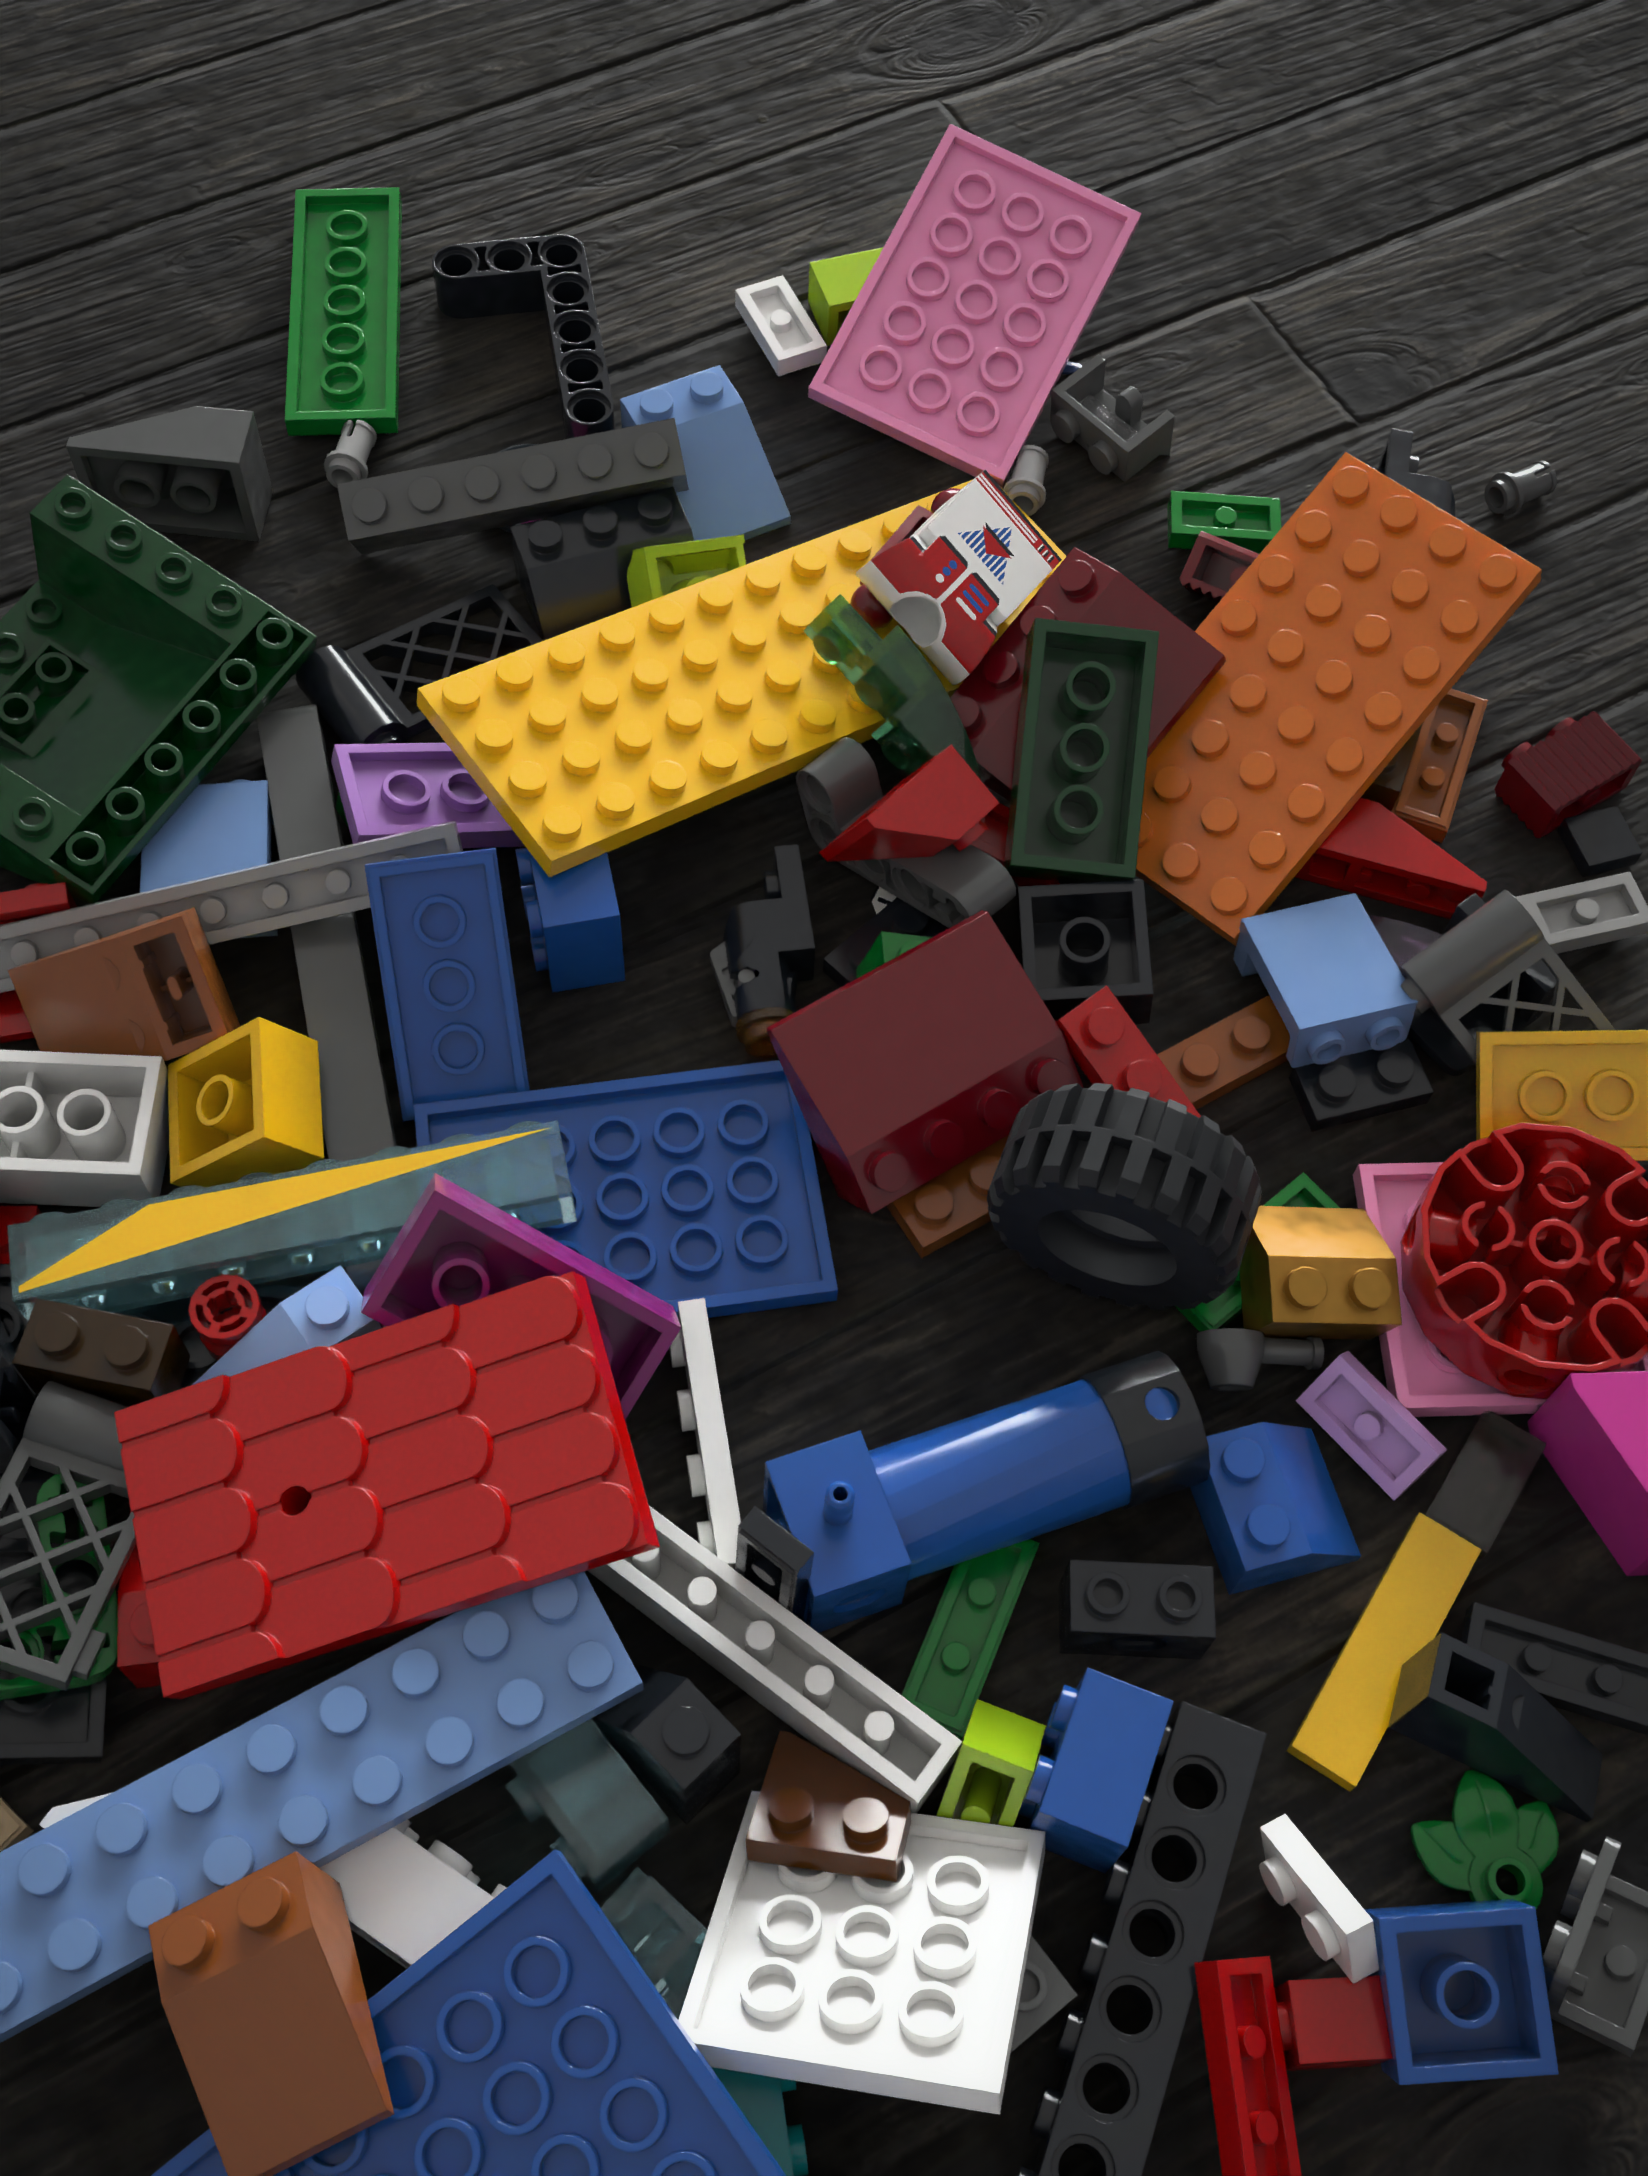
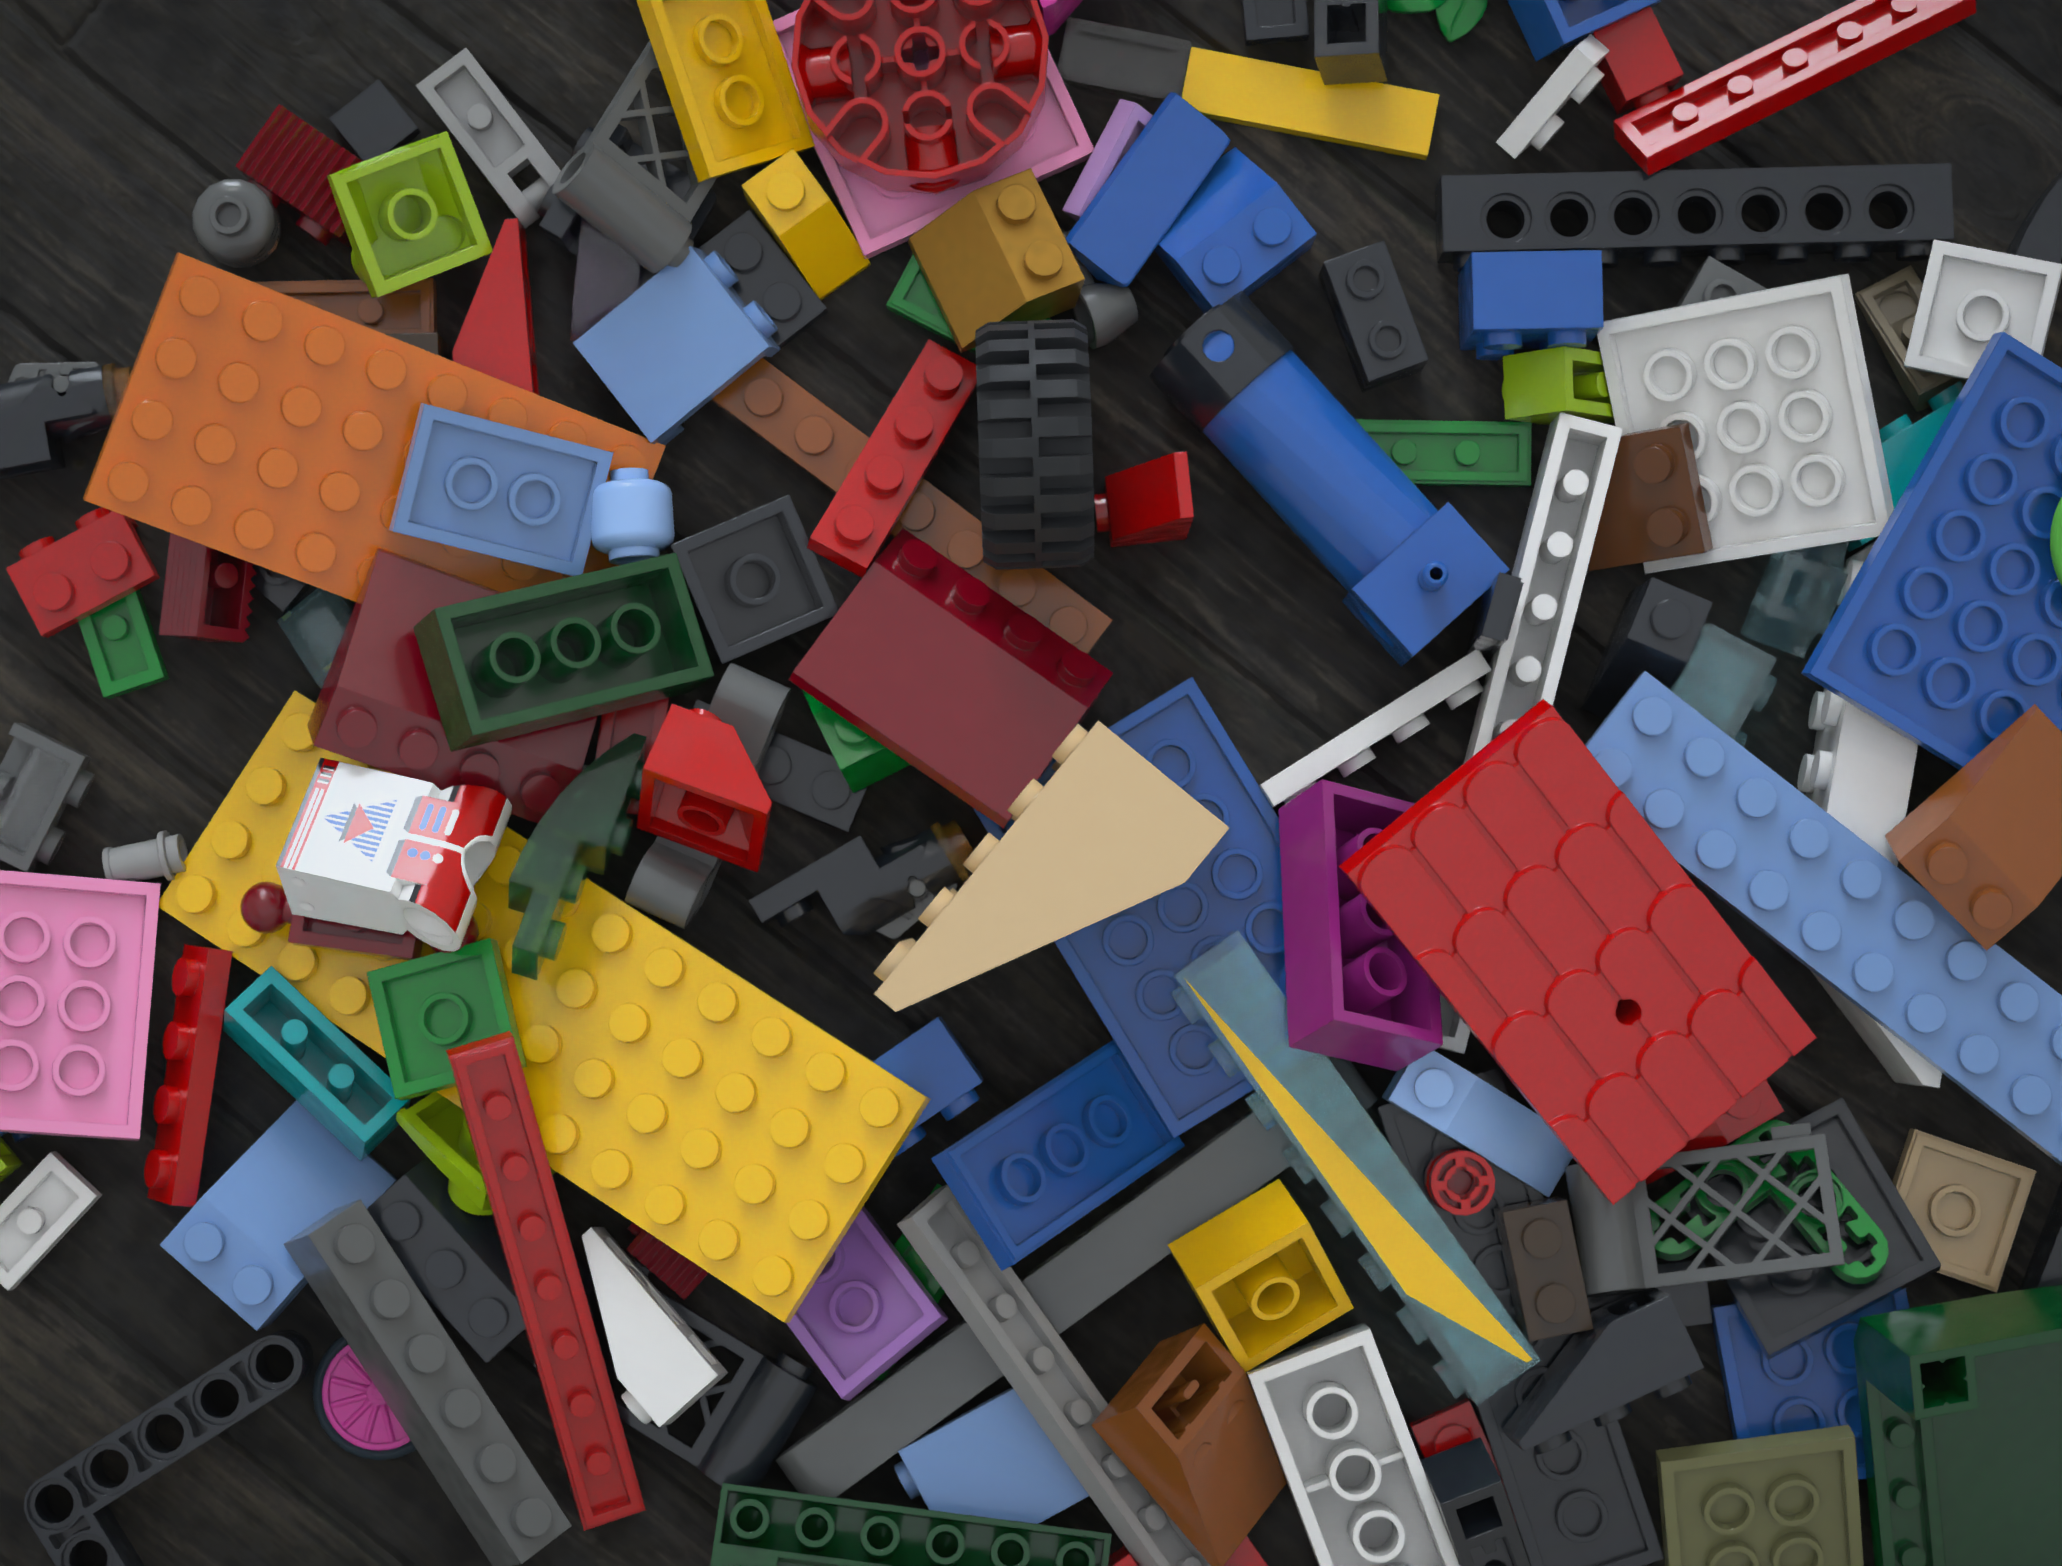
camera: 110 degrees left, 25 degrees up
(454, 635) = (648, 1340): none -> white slope
(557, 575) = (546, 1279): none -> red tile
(705, 984) = (1078, 852): none -> tan slope
(797, 569) = (437, 1007): none -> green plate
(811, 507) = (314, 1062): none -> teal brick
(824, 433) = (191, 1054): none -> red plate
(1021, 1314) = (1147, 502): none -> red slope
(1180, 867) = (632, 516): none -> light blue head
(1242, 766) = (499, 490): none -> medium blue plate
(1271, 493) = (81, 571): none -> red bracket
(1344, 1437) = (1146, 191): none -> blue slope
(1408, 1124) = (805, 224): none -> yellow slope
(1514, 809) = (408, 215): none -> lime slope
(1541, 700) = (236, 223): none -> dark grey head

